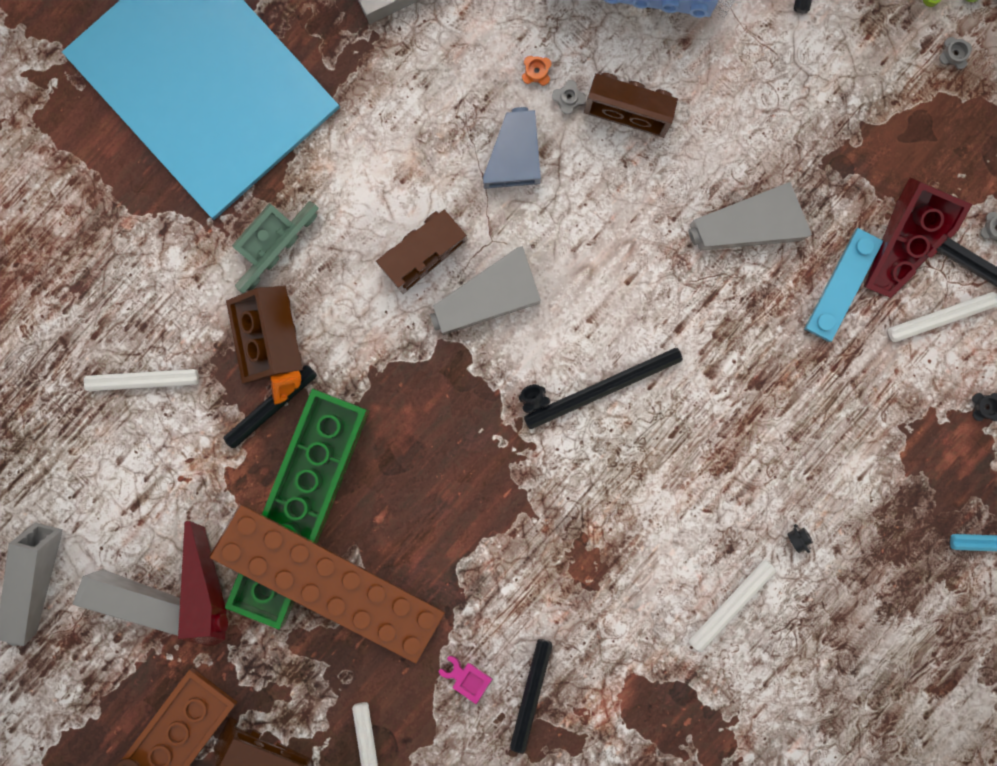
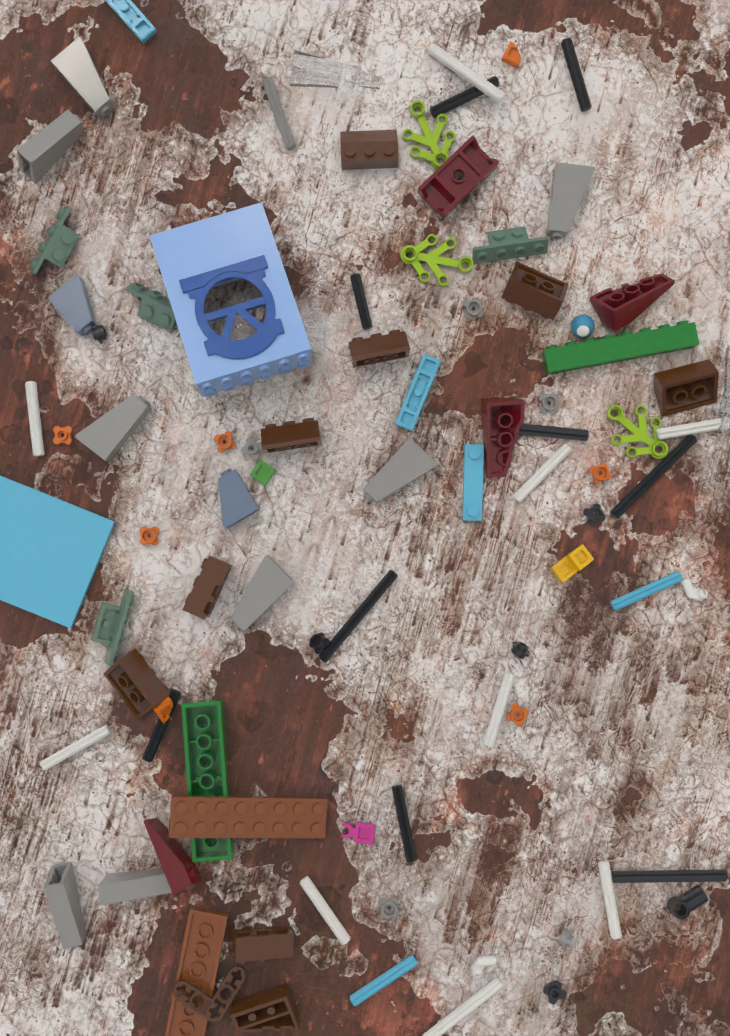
camera: 25 degrees left, 0 degrees up
(372, 139) = (144, 535): none -> orange plate
(567, 136) = (263, 472): none -> bright green tile
(761, 628) = (522, 714): none -> orange plate
(805, 45) = (379, 348): none -> reddish brown slope
(827, 128) = (417, 392): none -> medium azure plate
(924, 458) = (571, 563): none -> yellow slope

